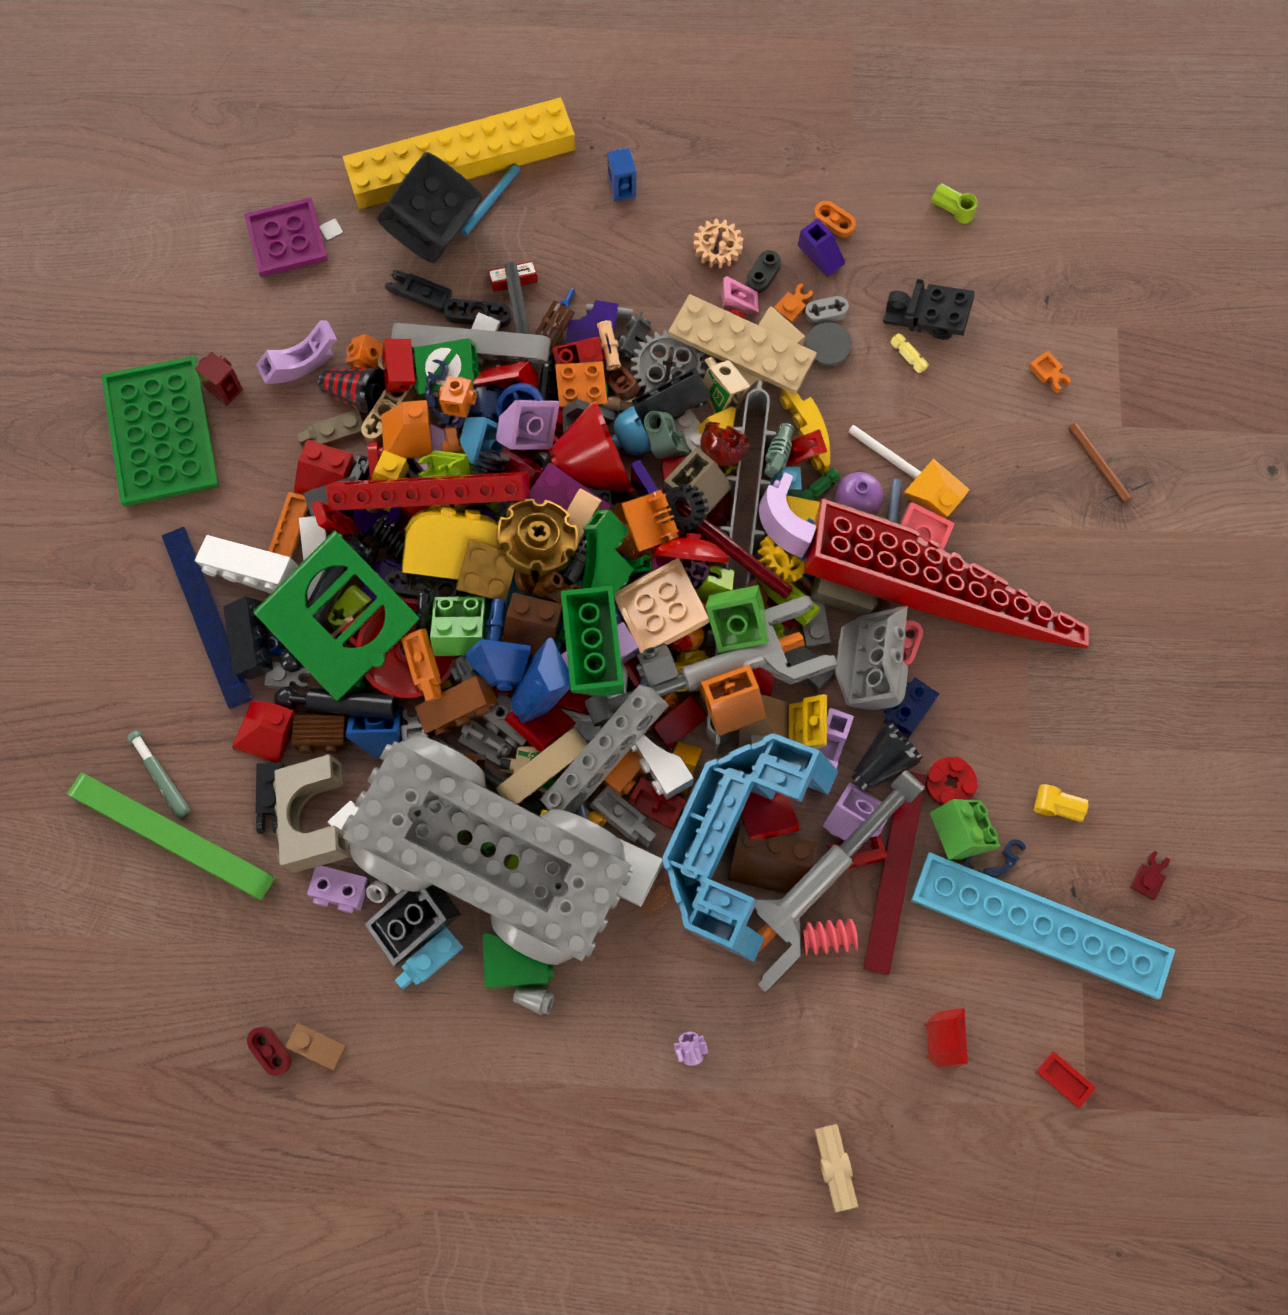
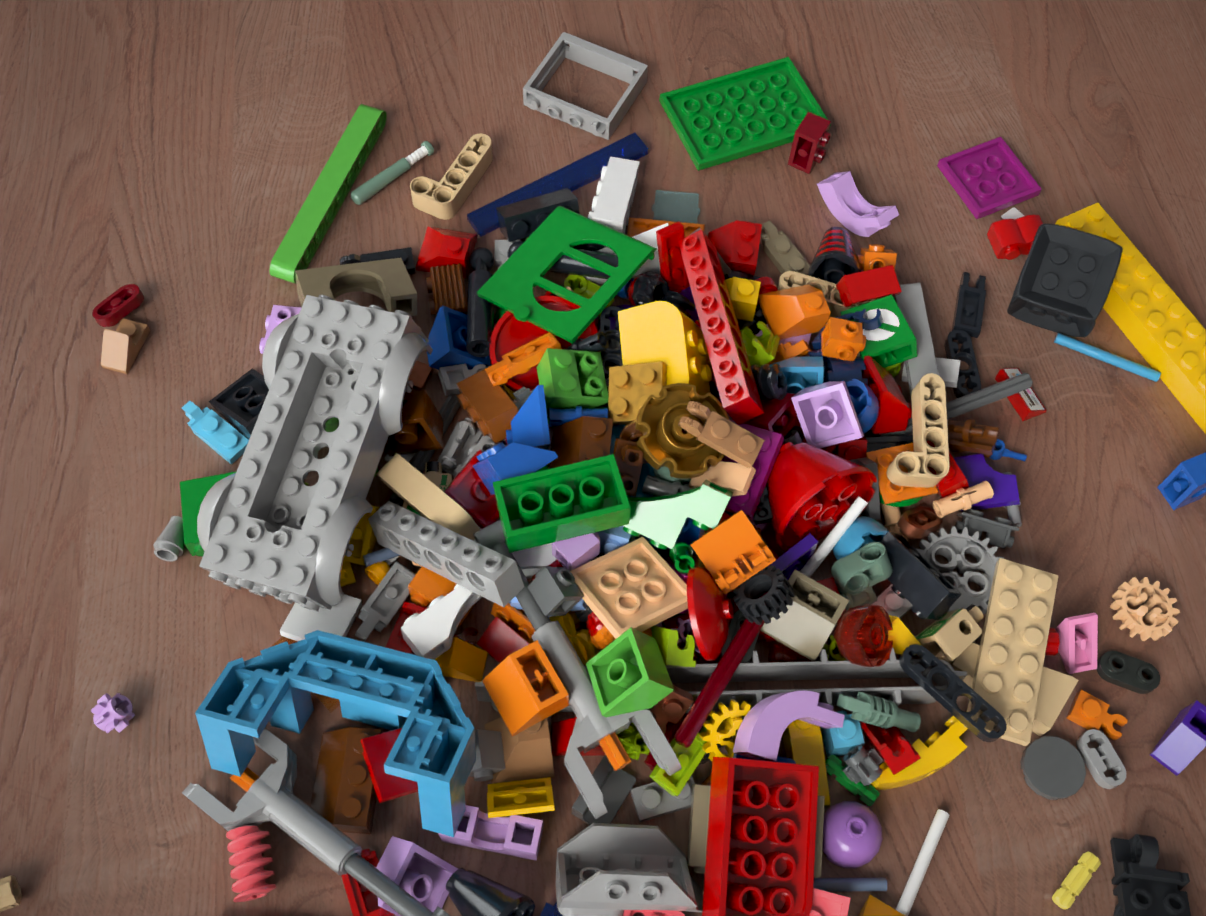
camera: 80 degrees right, 10 degrees down
(65, 546) = (595, 58): none -> light grey window
(179, 707) = (447, 196): none -> tan beam
(259, 515) = (676, 206): none -> clear light blue piece
(358, 231) = (1013, 236): none -> red brick
(520, 346) = (923, 430): none -> tan beam
(552, 503) = (722, 434): none -> medium nougat hinge
(629, 447) = (833, 537): none -> white bar
(775, 393) = (949, 696): none -> black beam
(815, 472) = (862, 765): none -> dark grey gear

